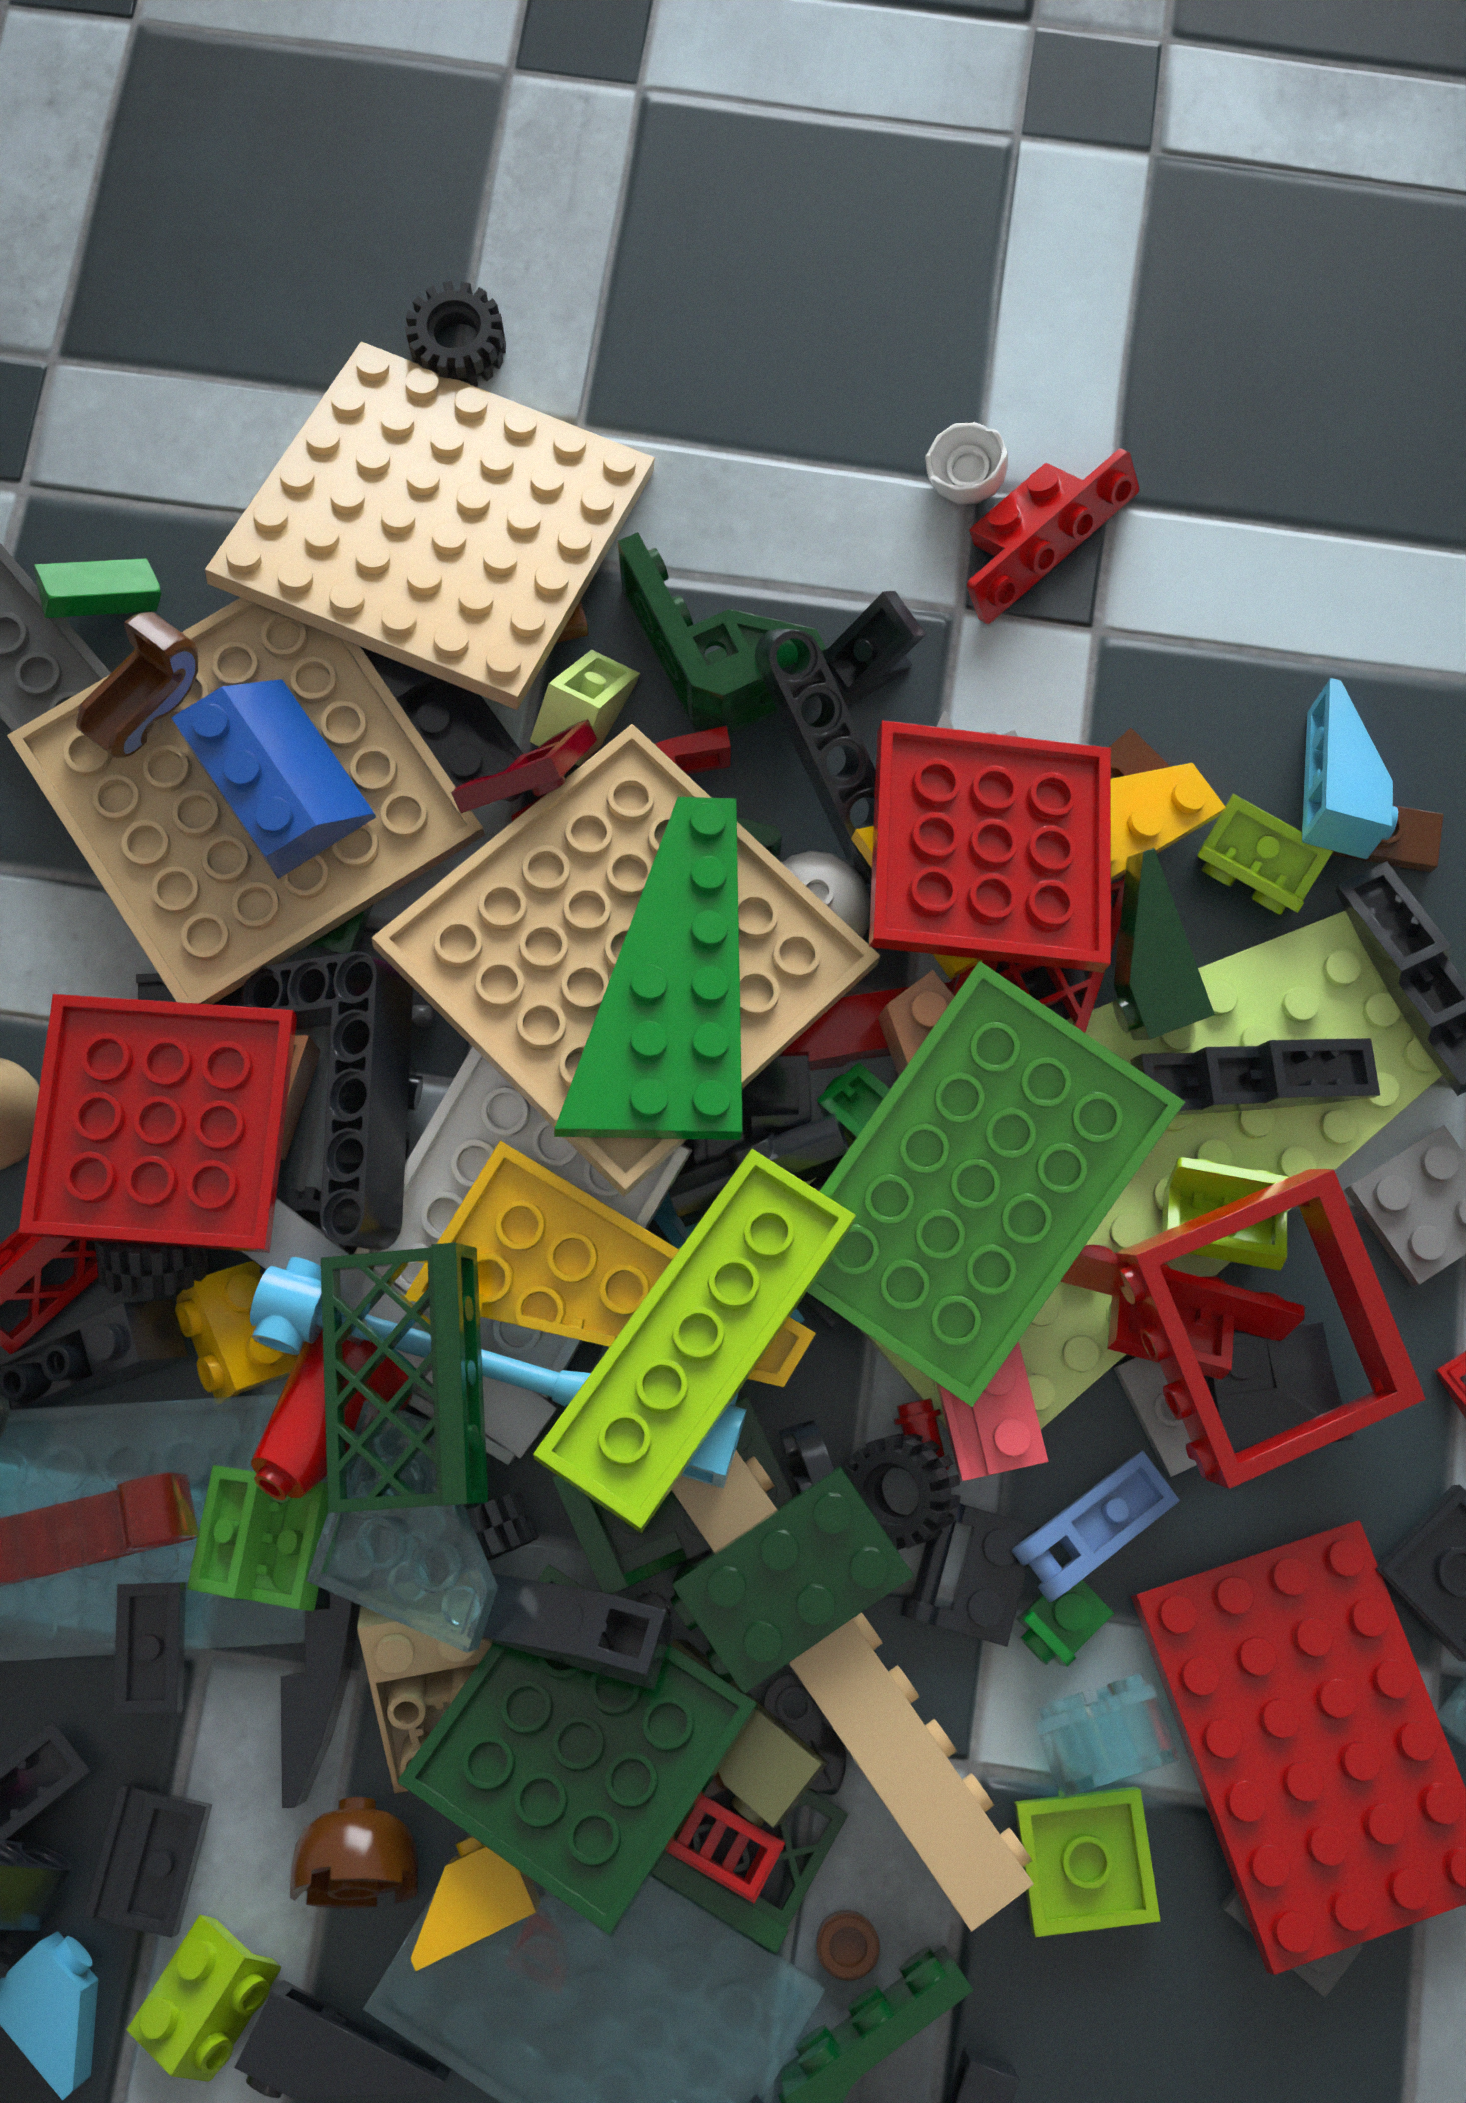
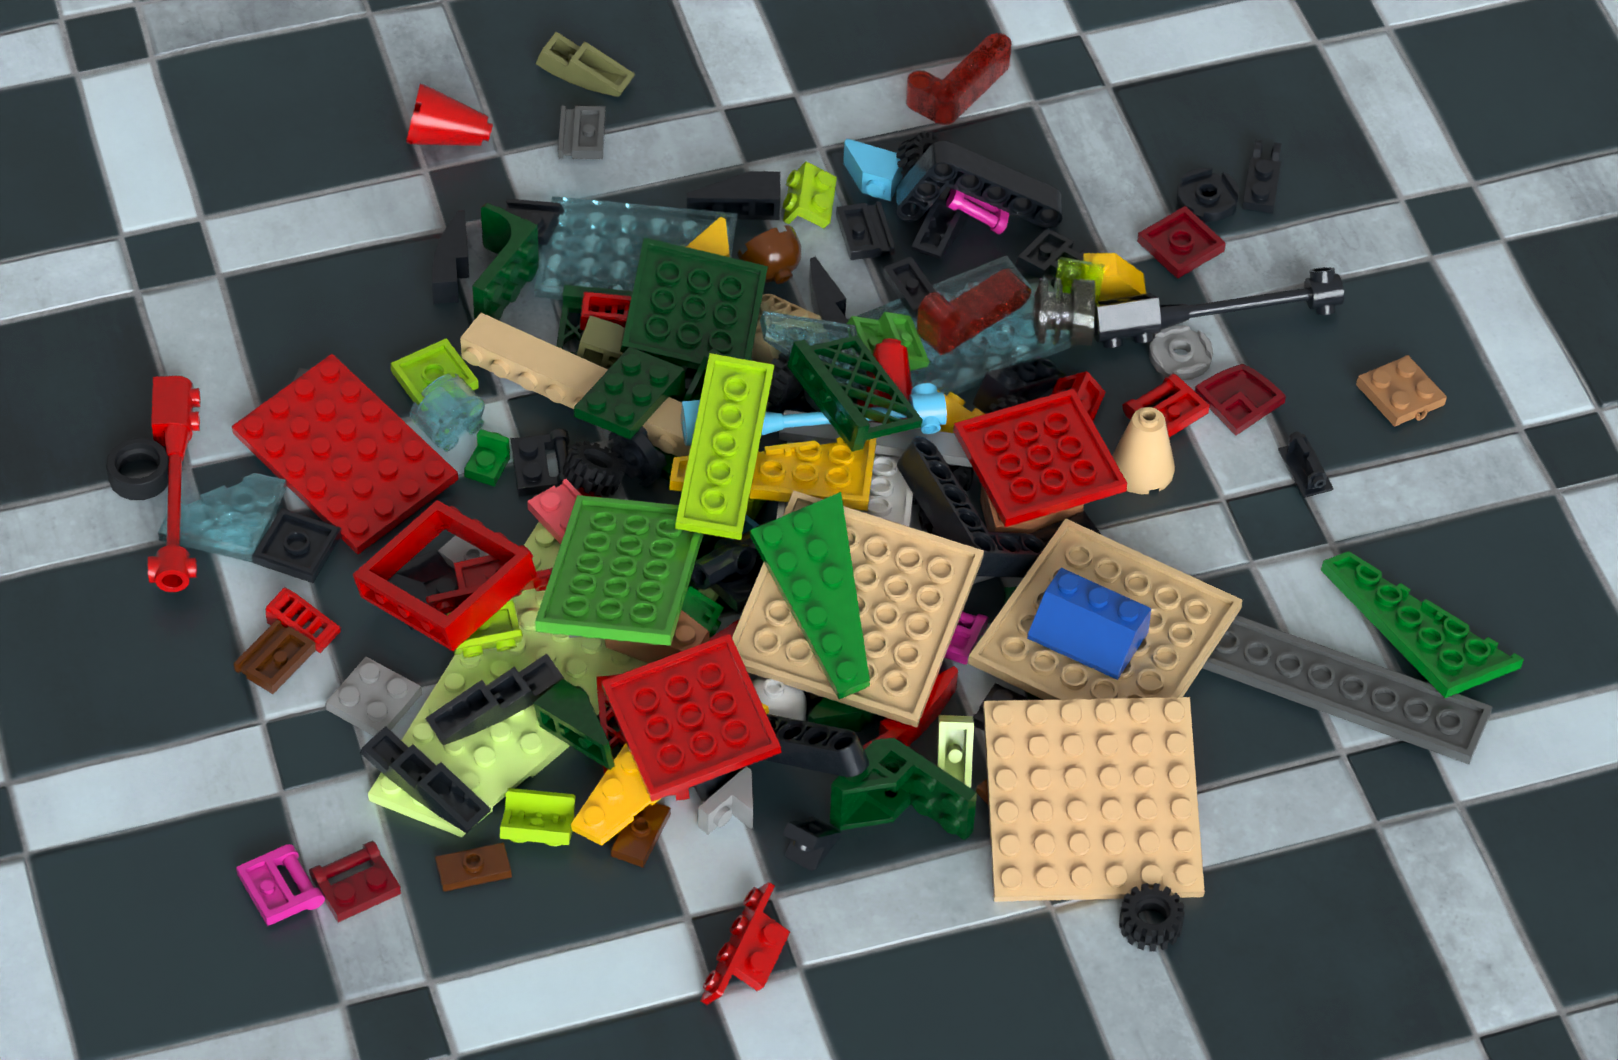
camera: 155 degrees right, 25 degrees down
(97, 587) = (1256, 702): slope -> none
(141, 687) = (1183, 630): reddish brown animal -> none
(536, 770) = (959, 678): dark red plate -> none
(580, 1628) = (701, 331): black slope -> none
(847, 1945) = (530, 314): reddish brown tile -> none
(967, 463) = (809, 957): white hair -> none
(1097, 1525) = (493, 488): medium blue plate -> none
(1345, 779) = (507, 856): medium azure slope -> none

